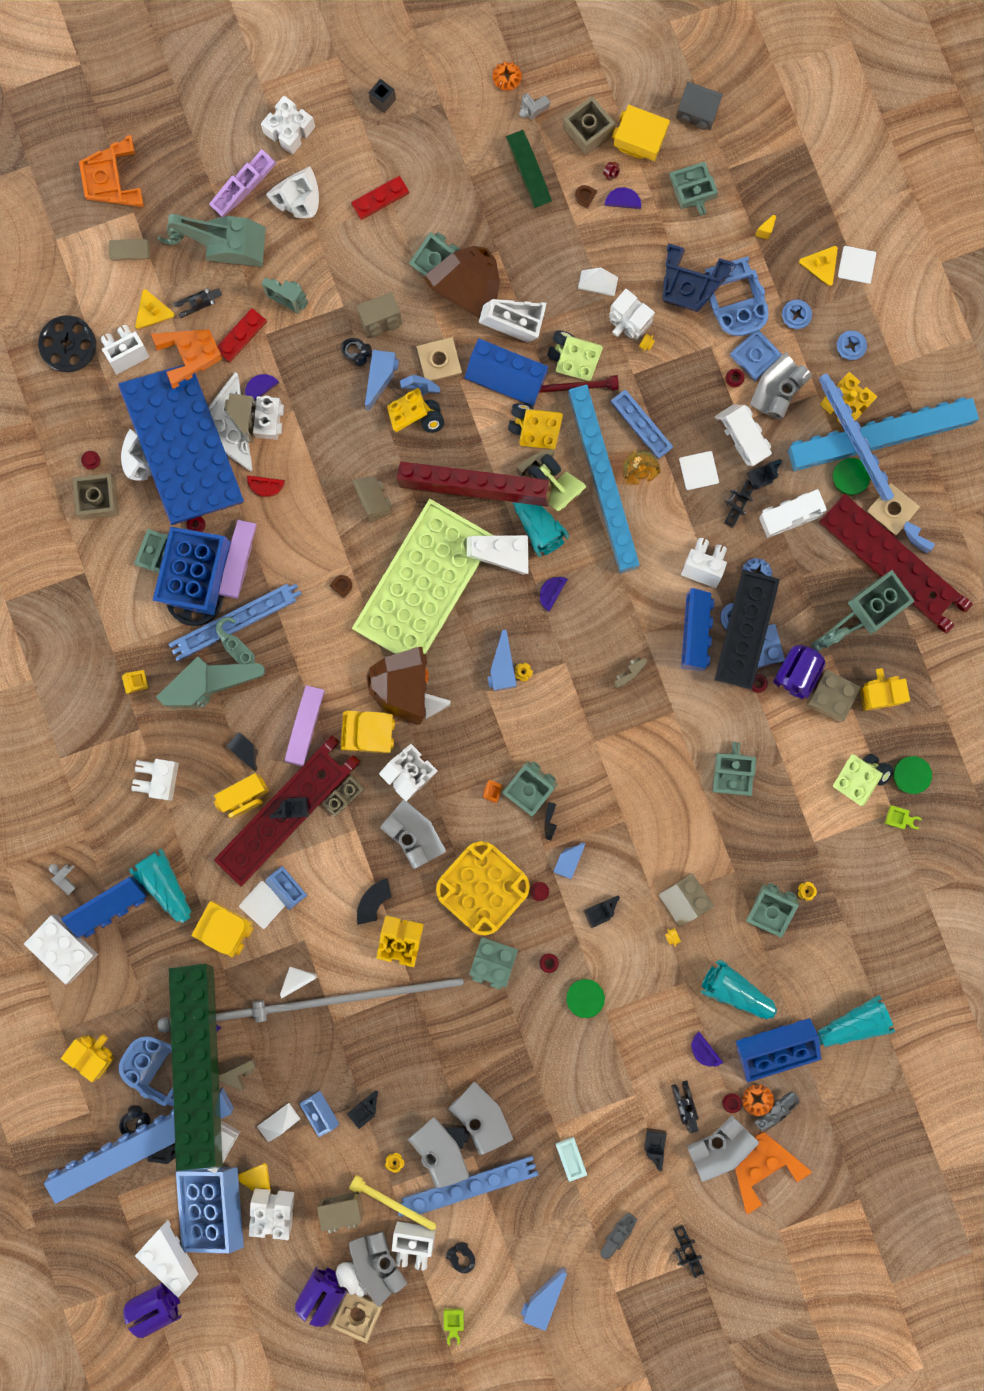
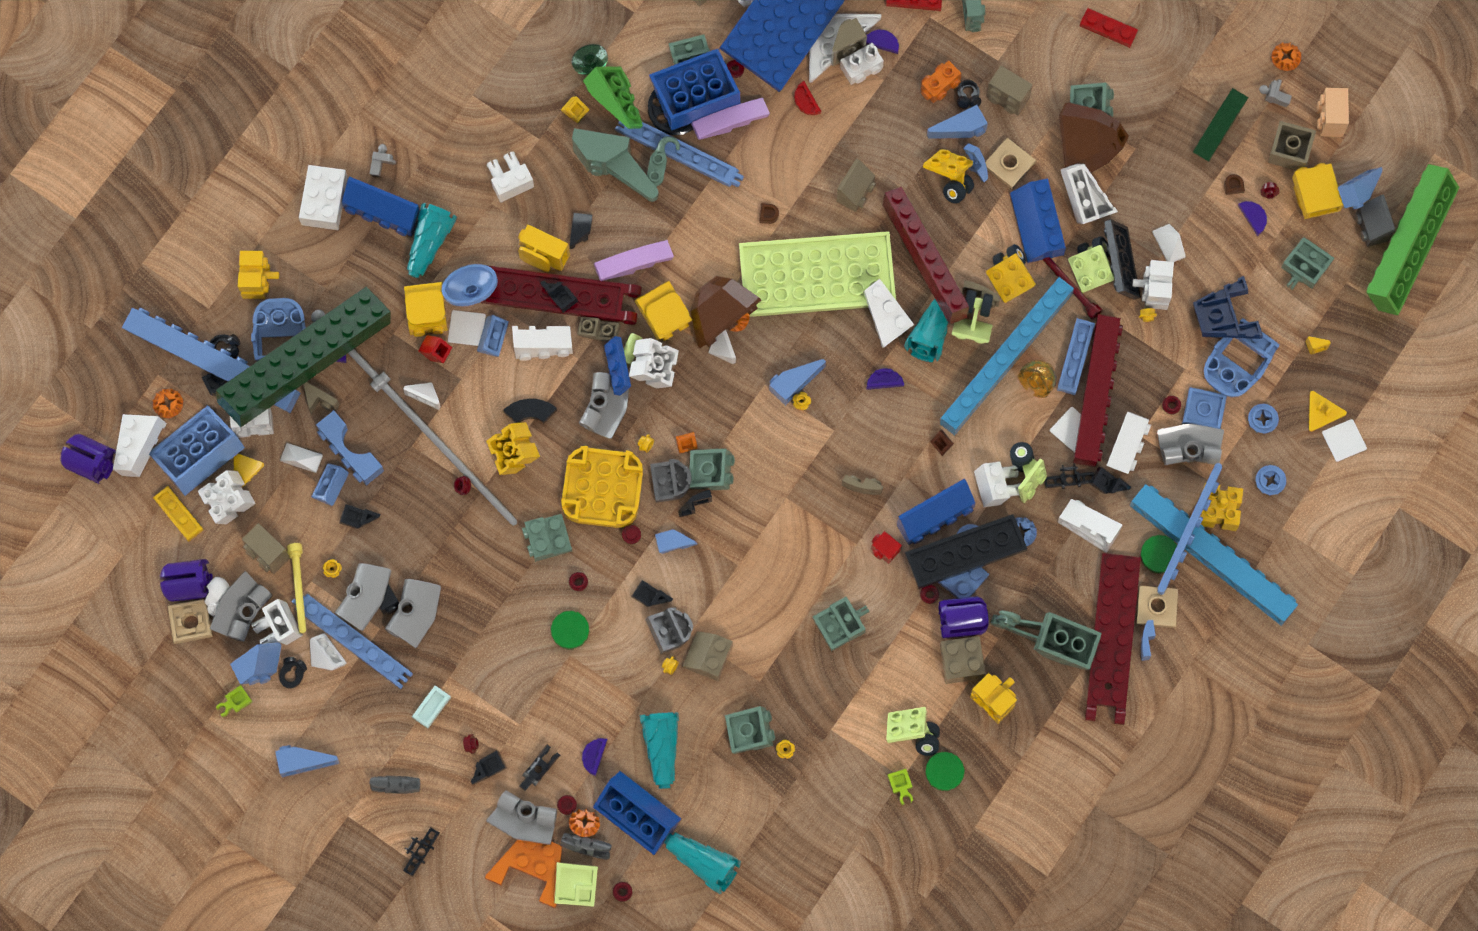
camera: 55 degrees right, 10 degrees down
(94, 639) = (588, 58): none -> clear green dish
(140, 640) = (612, 91): none -> bright green wedge
(157, 1200) = (175, 406): none -> orange gear
(231, 880) = (469, 285): none -> medium blue dish
(254, 1261) = (178, 513): none -> yellow tile
(265, 946) = (435, 349): none -> red brick
(276, 1080) = (364, 465): none -> medium blue arch
(322, 852) = (542, 342): none -> white wedge
(330, 370) = (937, 85): none -> orange brick
(382, 787) = (629, 348): none -> yellowish green cylinder
(388, 803) = (617, 365): none -> blue plate
(399, 1003) = (462, 485): none -> dark red plate
(439, 1289) = (257, 664): none -> medium blue slope
(465, 1218) = (324, 653): none -> white slope
(469, 825) = (645, 443): none -> yellow plate
(516, 827) = (670, 480): none -> flat silver slope
(584, 71) = (1333, 112): none -> light nougat brick
(592, 330) = (1121, 258): none -> black plate
(626, 1148) = (470, 744): none -> dark red plate
(638, 583) = (941, 442): none -> copper slope
(643, 915) = (670, 629): none -> flat silver slope
(664, 97) = (1359, 188): none -> medium blue slope
(683, 428) = (1097, 390): none -> dark red brick
(695, 691) = (885, 547): none -> red brick
(700, 527) = (1034, 471): none -> yellowish green plate
(735, 87) = (1412, 239): none -> bright green brick
(805, 1143) = (575, 884): none -> yellowish green plate
(841, 1107) = (622, 885): none -> dark red plate

